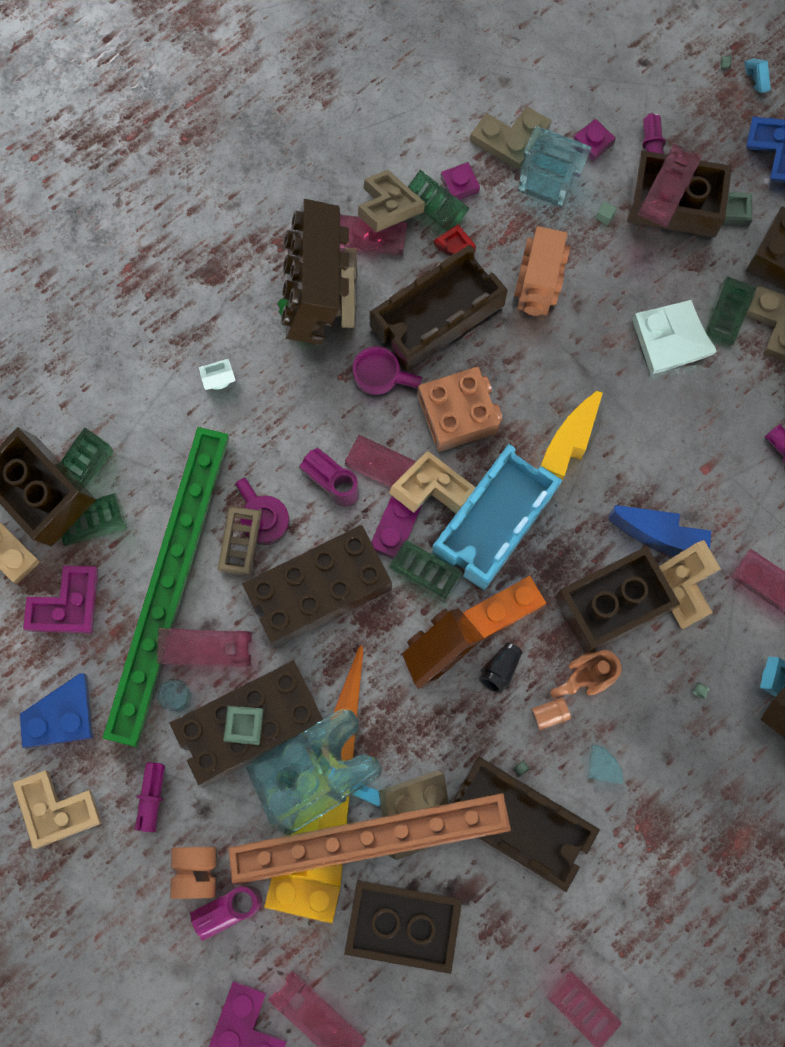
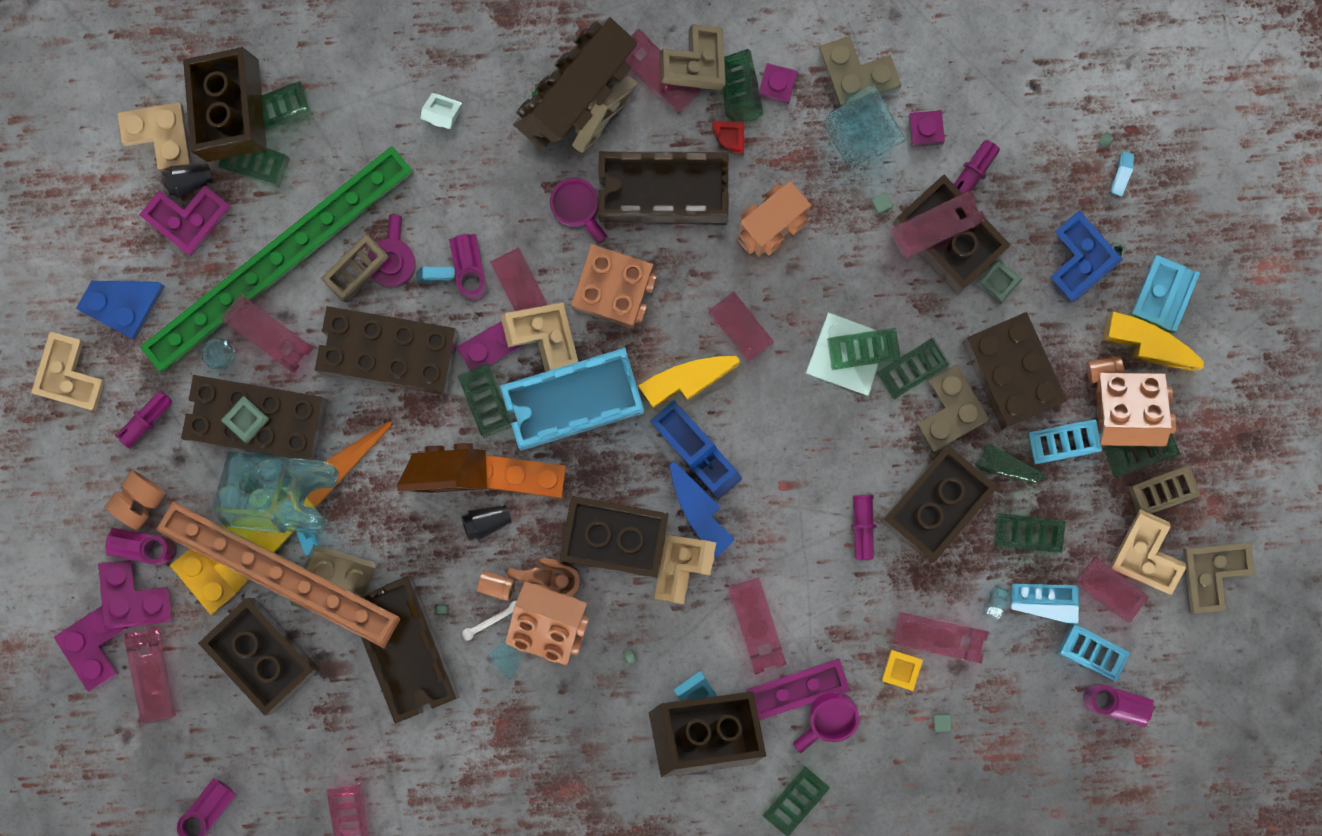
camera: 45 degrees right, 10 degrees up
(43, 572) = (186, 178): none -> black cone
(254, 972) = (128, 607): none -> magenta plate
(306, 500) = (427, 275): none -> medium azure tile
(576, 373) = (741, 326): none -> clear pink plate
(578, 721) = (467, 633): none -> white hinge
(620, 487) = (696, 449): none -> blue slope
(622, 709) = (547, 623): none -> nougat brick
(697, 302) = (891, 347): none -> clear green slope

